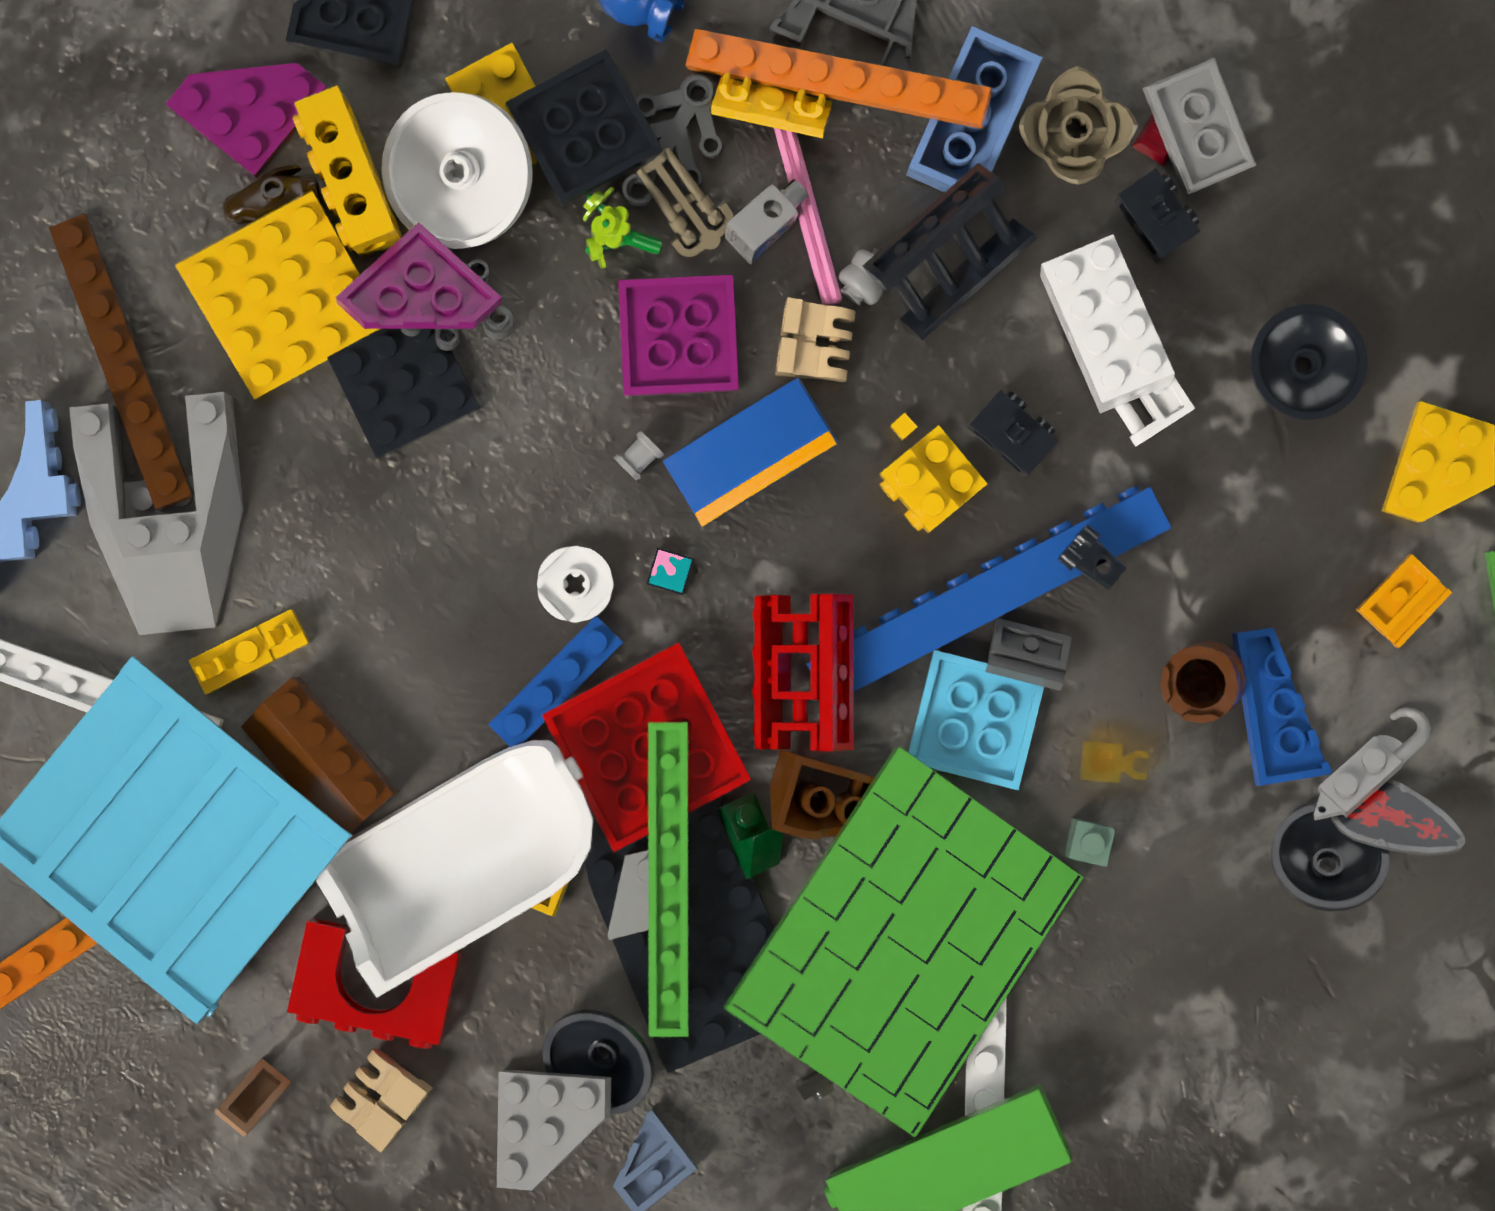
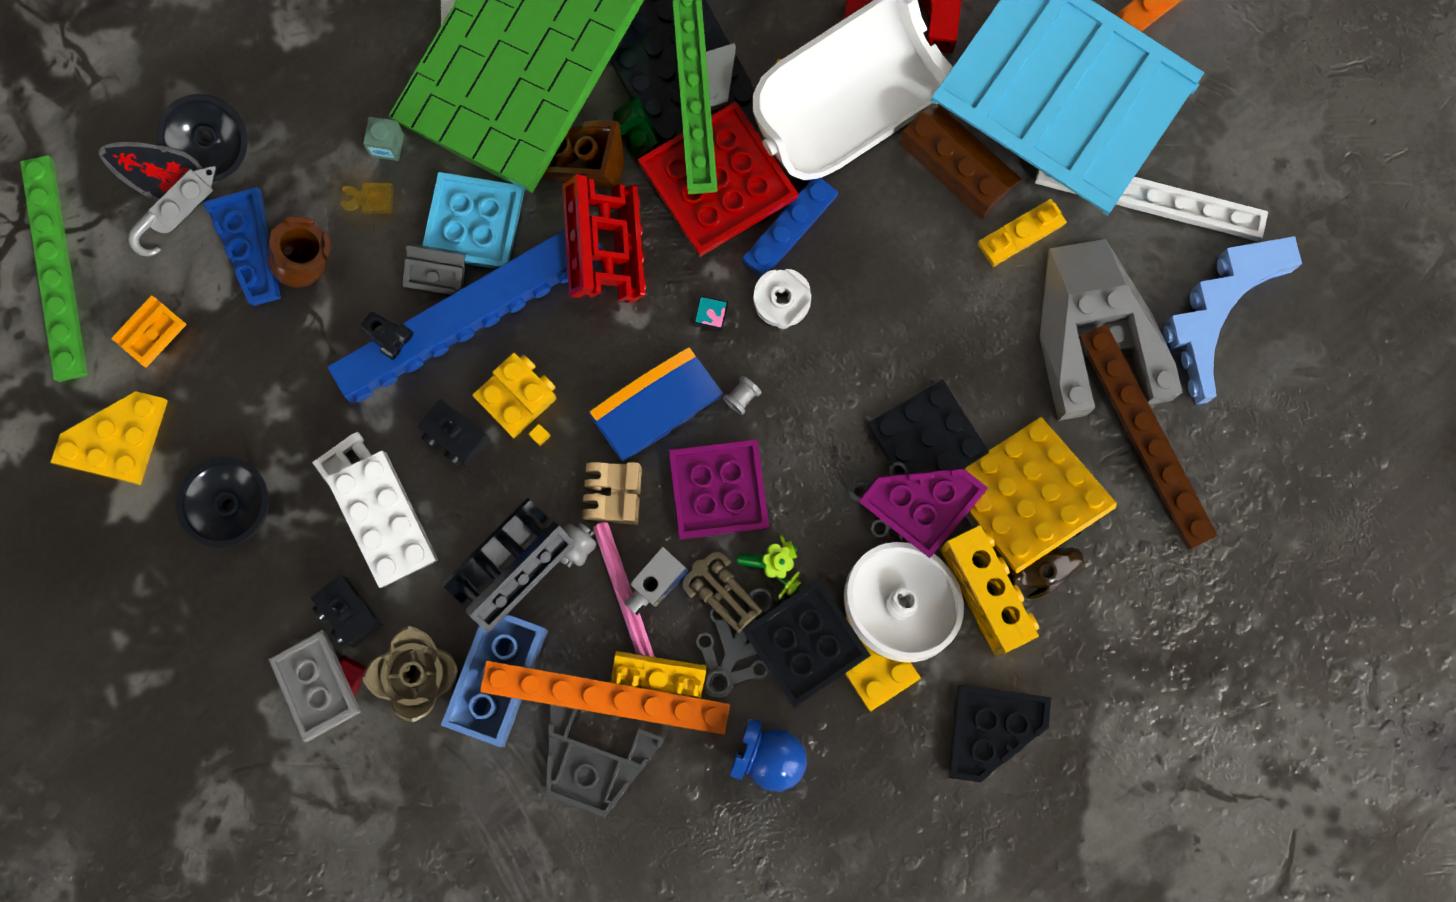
camera: 170 degrees right, 10 degrees down
(245, 109) = (1074, 642): magenta plate -> none

